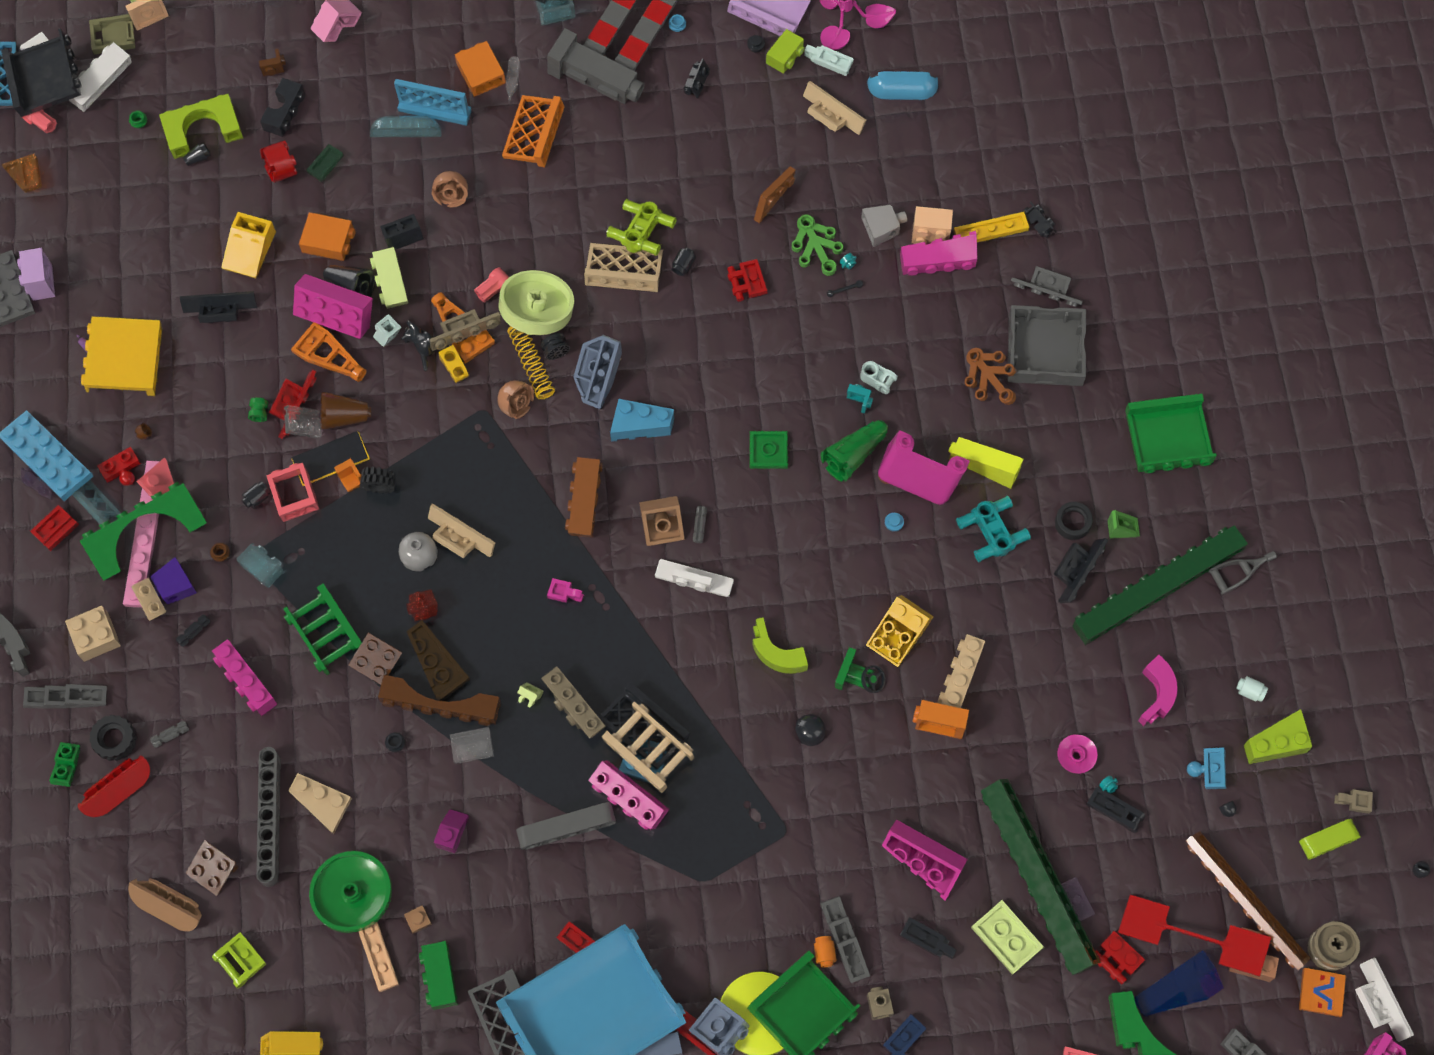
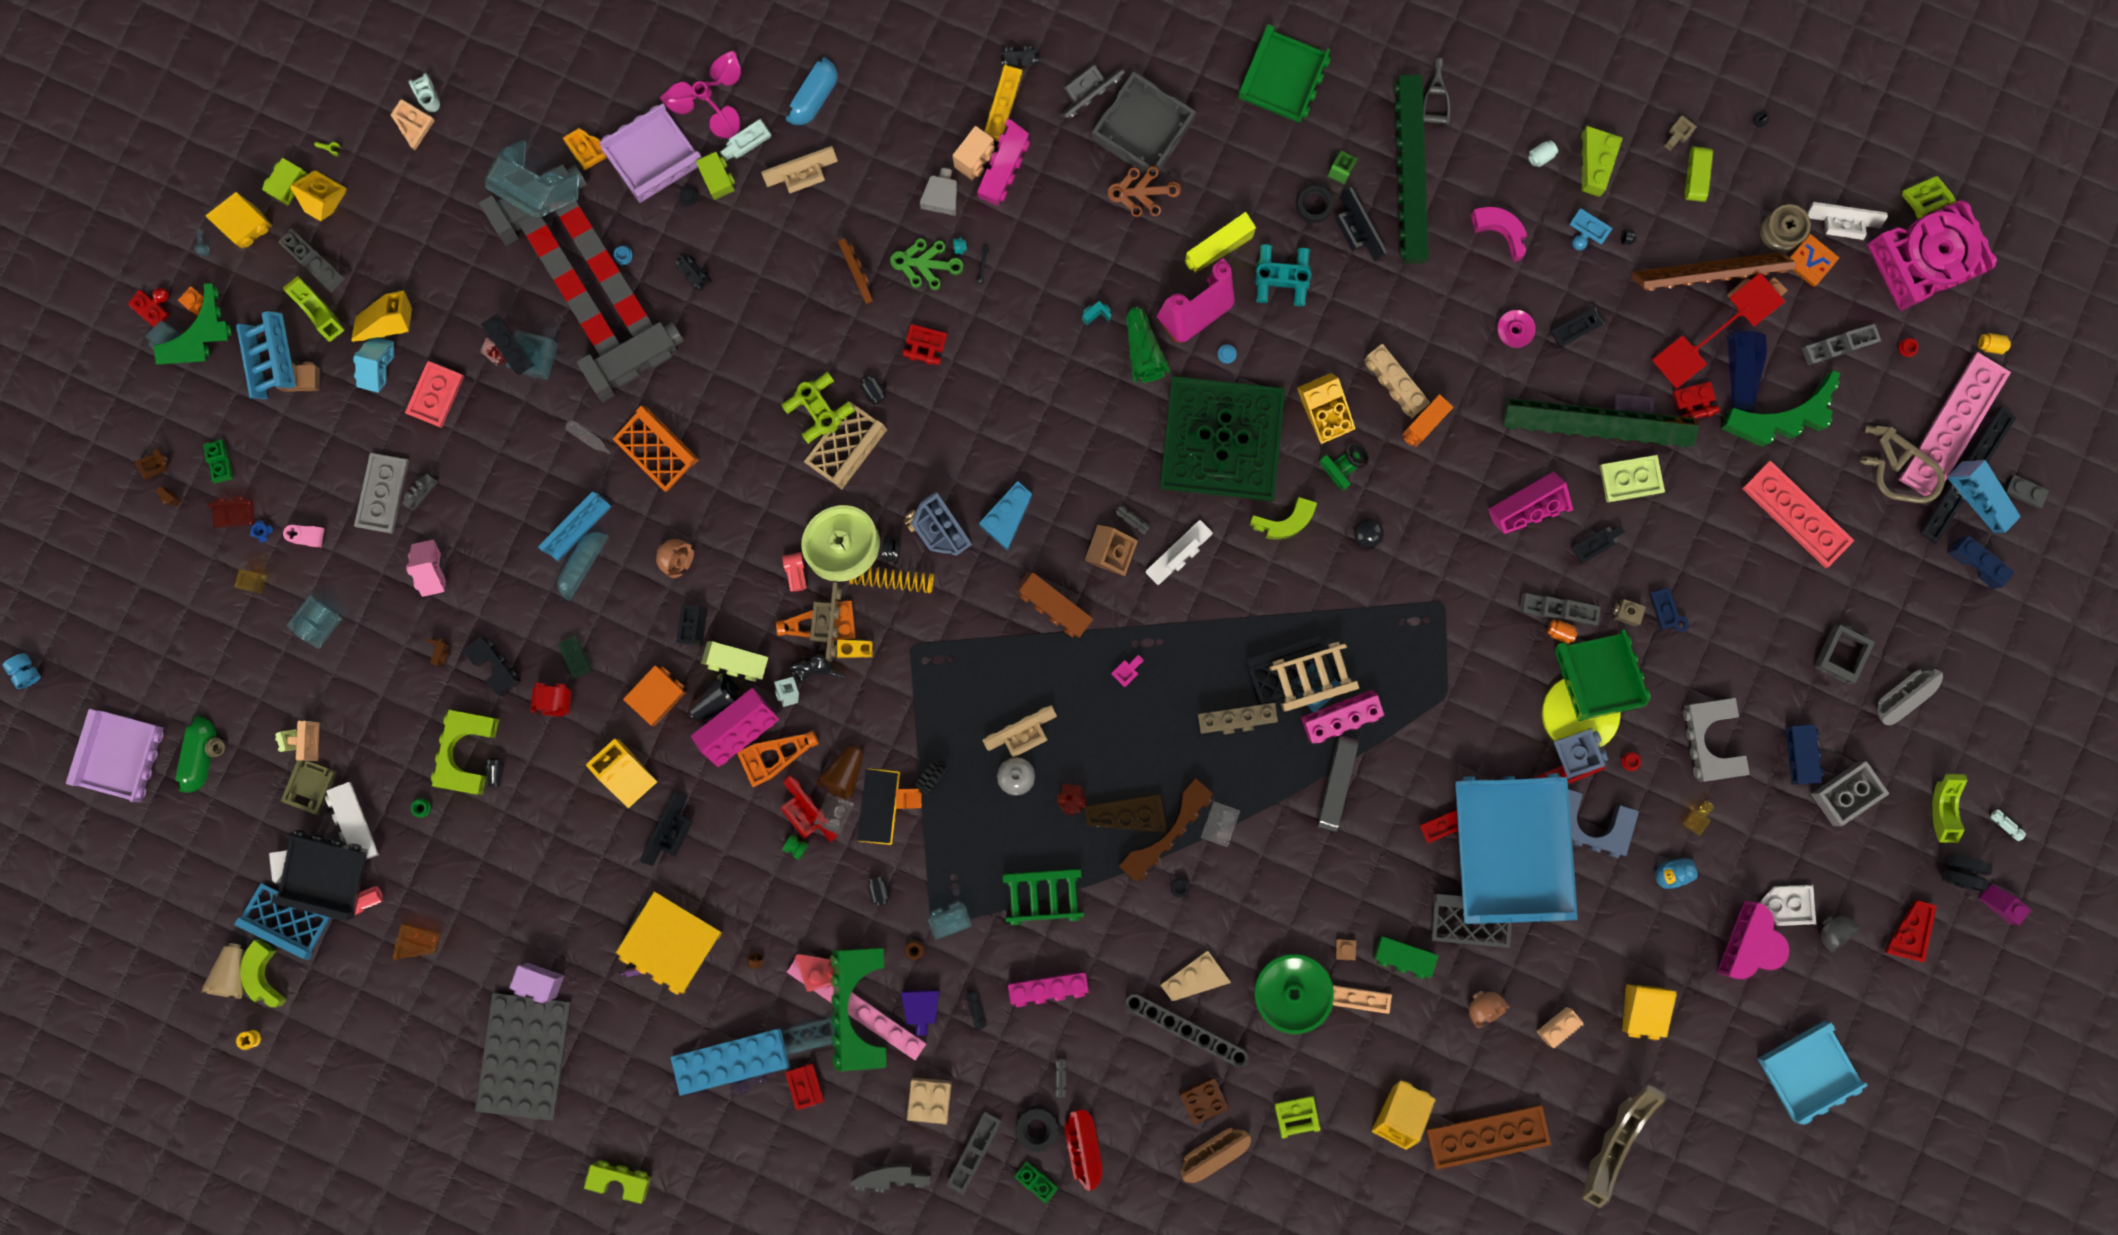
camera: 60 degrees left, 15 degrees up
(119, 466) = (775, 998): red plate -> none
(148, 599) = (926, 1036): tan hinge -> none
(298, 508) = (915, 858): coral window -> none
(375, 658) = (1097, 865): reddish brown hinge -> none
(451, 831) = (1286, 880): magenta slope -> none
(480, 68) = (561, 462): orange brick -> none
(515, 398) = (920, 614): nougat cylinder -> none
(530, 692) = (1203, 749): yellowish green tile -> none
(768, 450) = (1097, 420): green tile -> none
(803, 591) = (1192, 462): none -> dark green plate
(879, 378) = (1090, 285): light aqua piece -> none
(1109, 784) = (1555, 319): teal plate -> none

